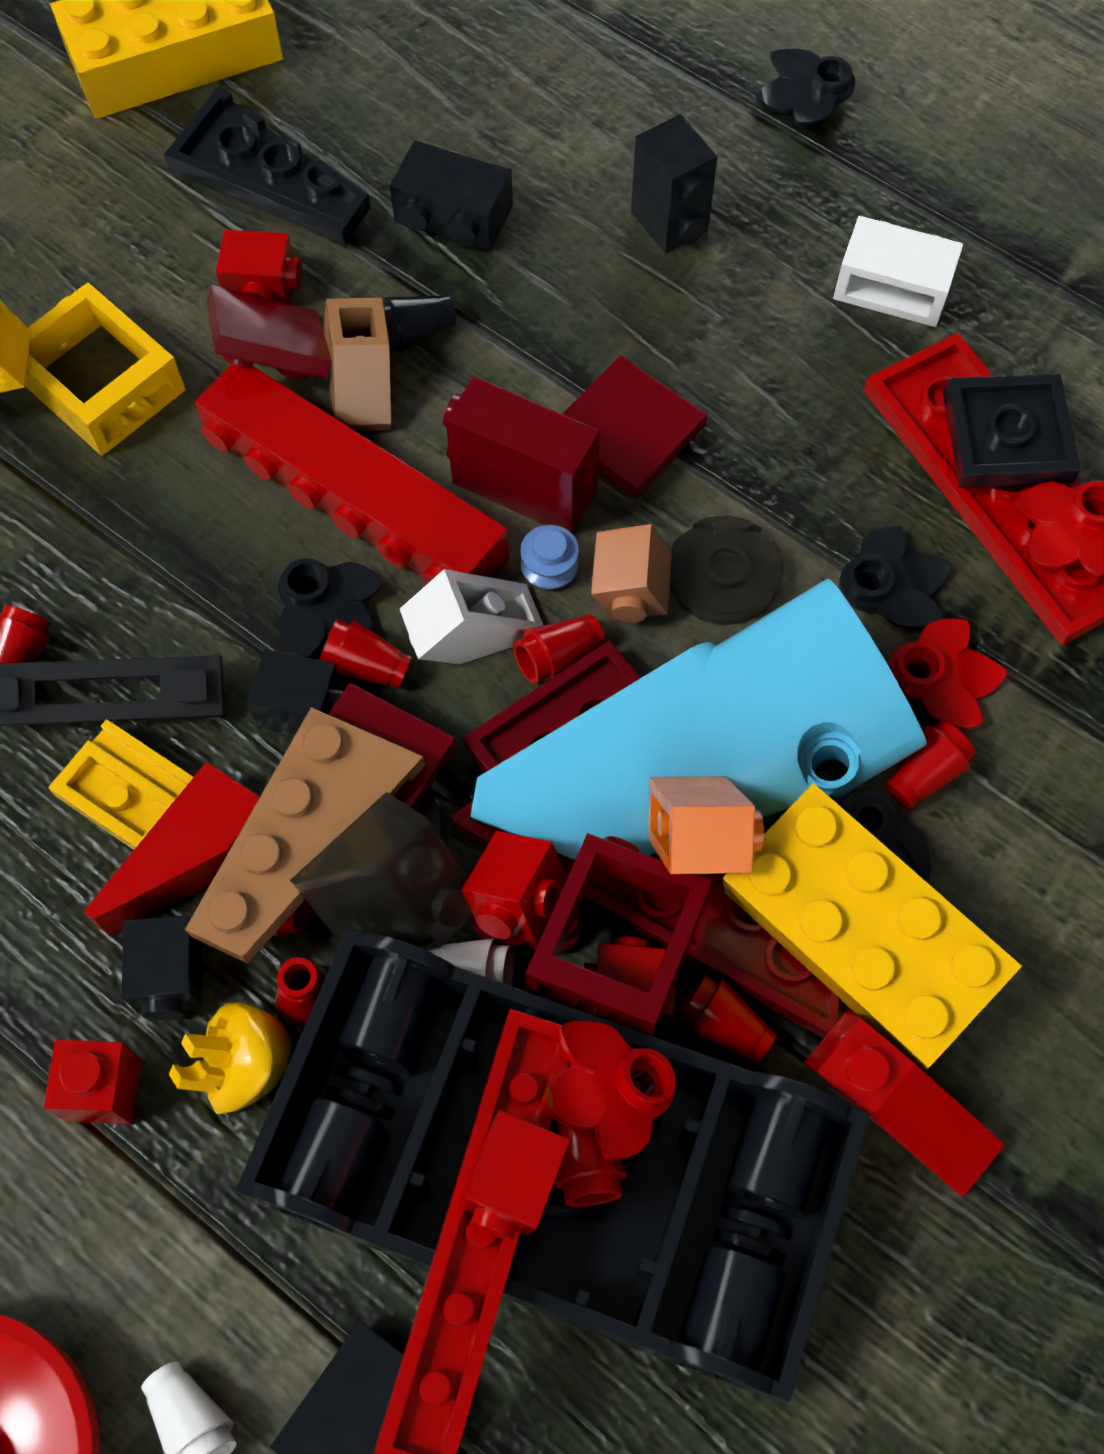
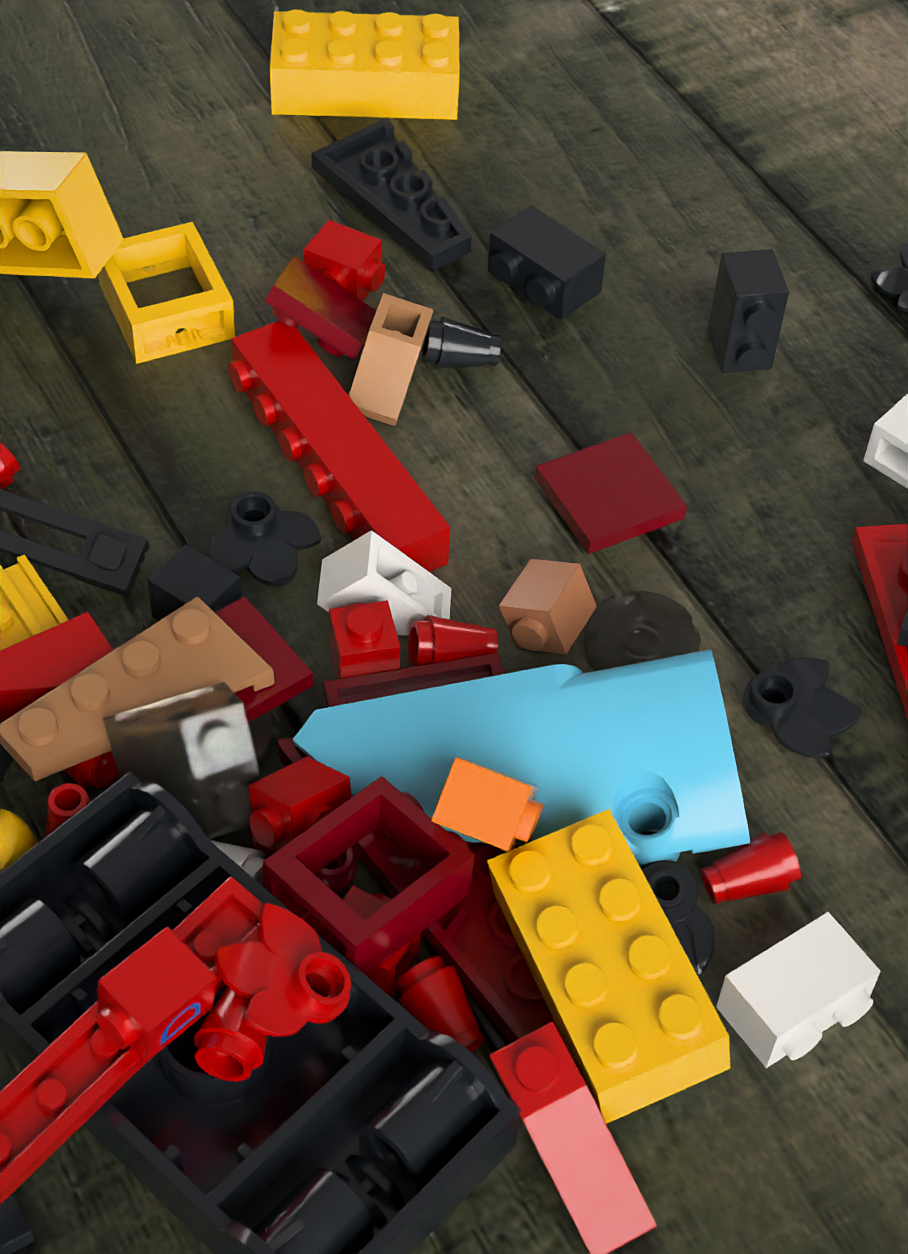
camera: 20 degrees right, 15 degrees down
(364, 655) = (272, 586): red cone -> none
(481, 681) = (363, 639): none -> red brick
(522, 454) = (495, 476): dark red brick -> none
(549, 557) = (481, 571): medium blue wheel -> none
(952, 672) = (816, 803): red plate -> none
(1024, 867) = (798, 991): none -> white brick

